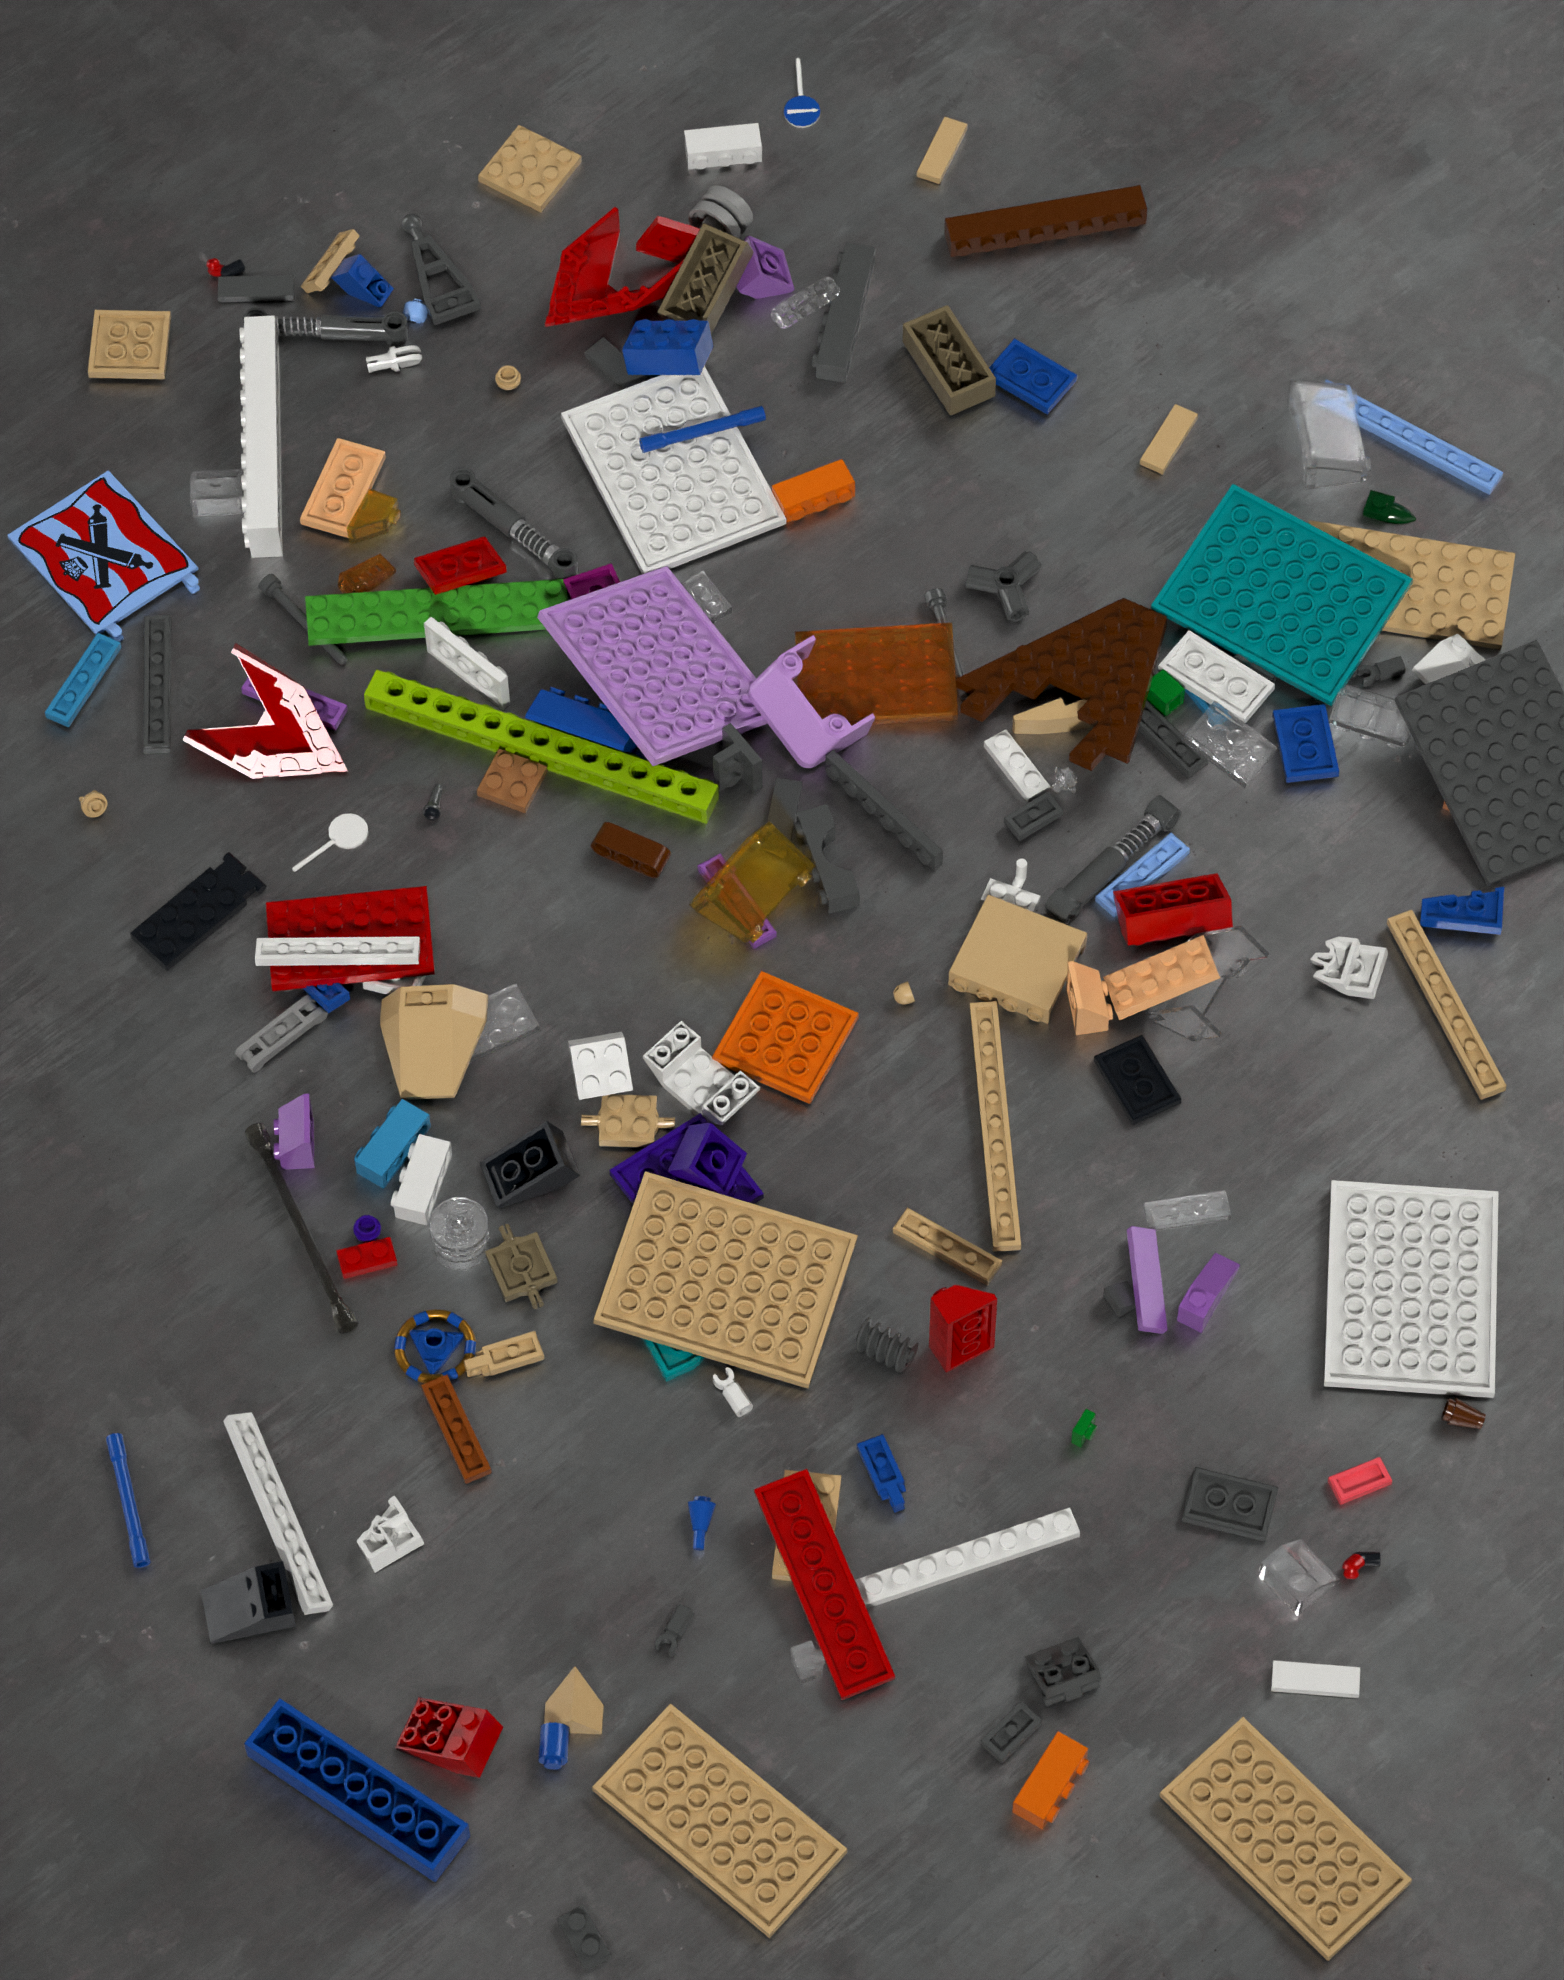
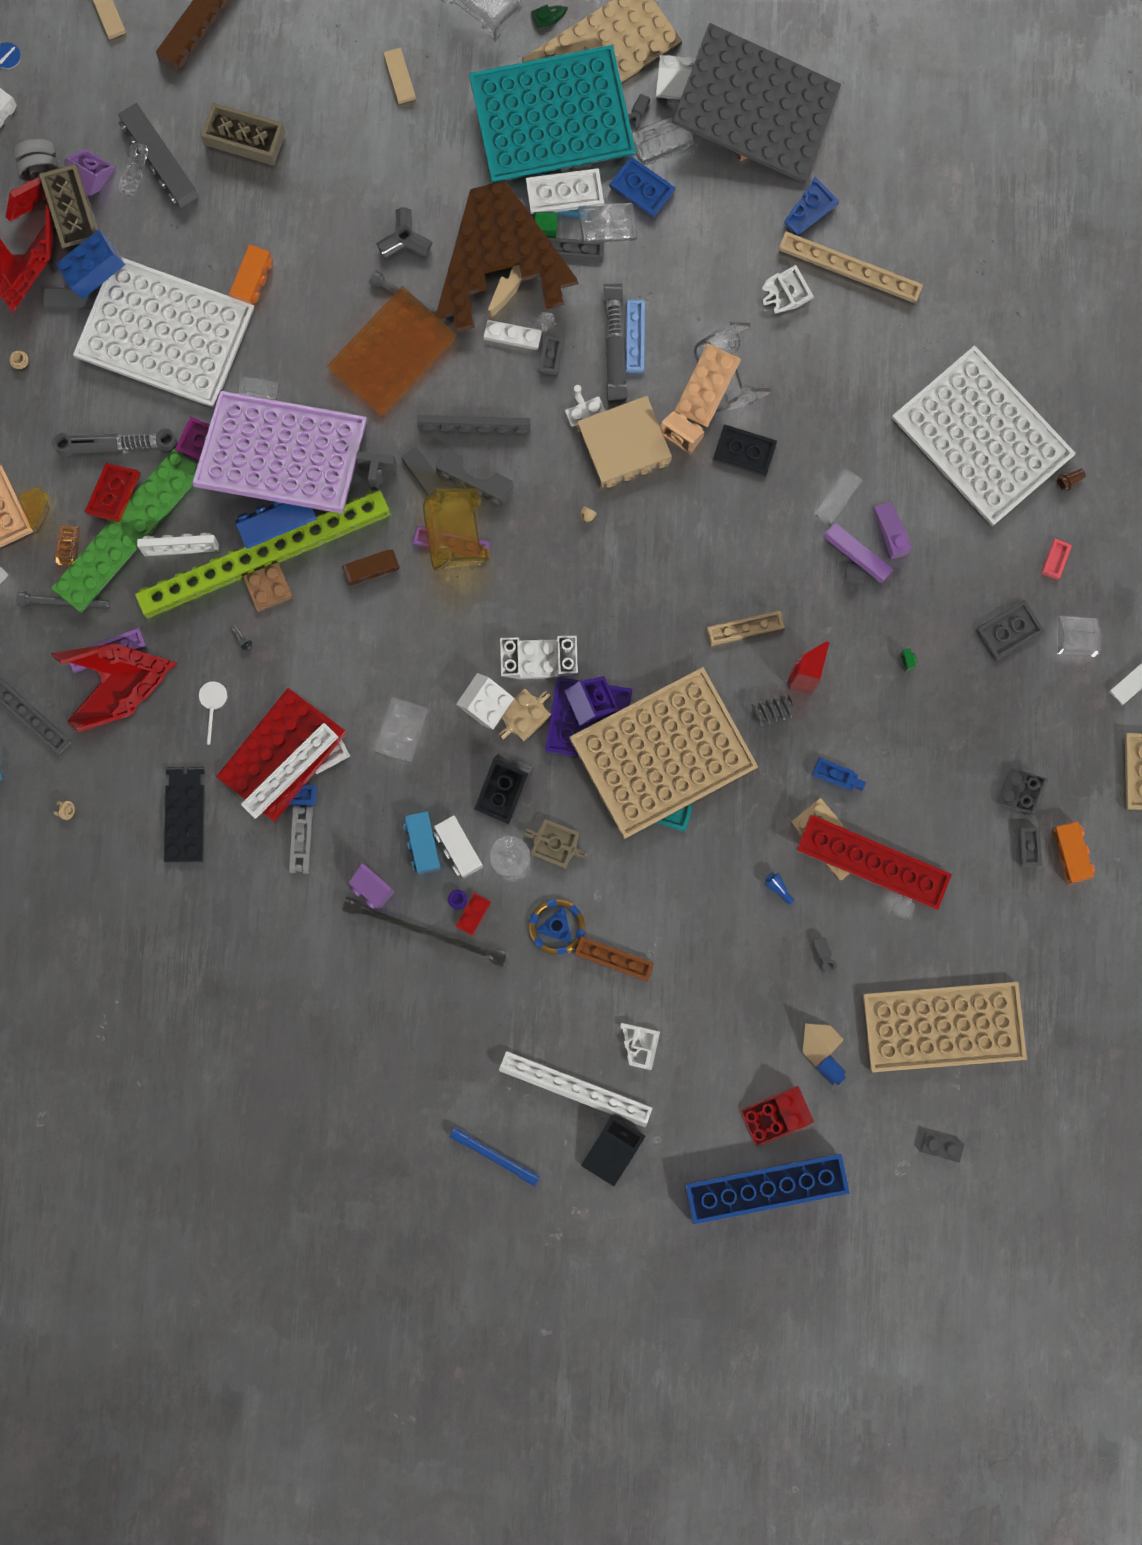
camera: 50 degrees left, 20 degrees up
(432, 1037) = (383, 769): tan wedge -> none
(505, 1355) = (597, 896): tan hinge -> none
(733, 1393) = (725, 806): white bar -> none
(742, 418) = (144, 320): blue piece -> none
(785, 1037) = (554, 594): orange plate -> none
(794, 718) = (378, 415): lavender windscreen -> none
(968, 1558) = (920, 779): white plate -> none
(995, 1127) = (704, 542): tan plate -> none
(1032, 376) = (293, 103): blue plate -> none
(1173, 909) = (672, 341): red slope -> none
(1357, 1561) = (1097, 601): red arm -> none

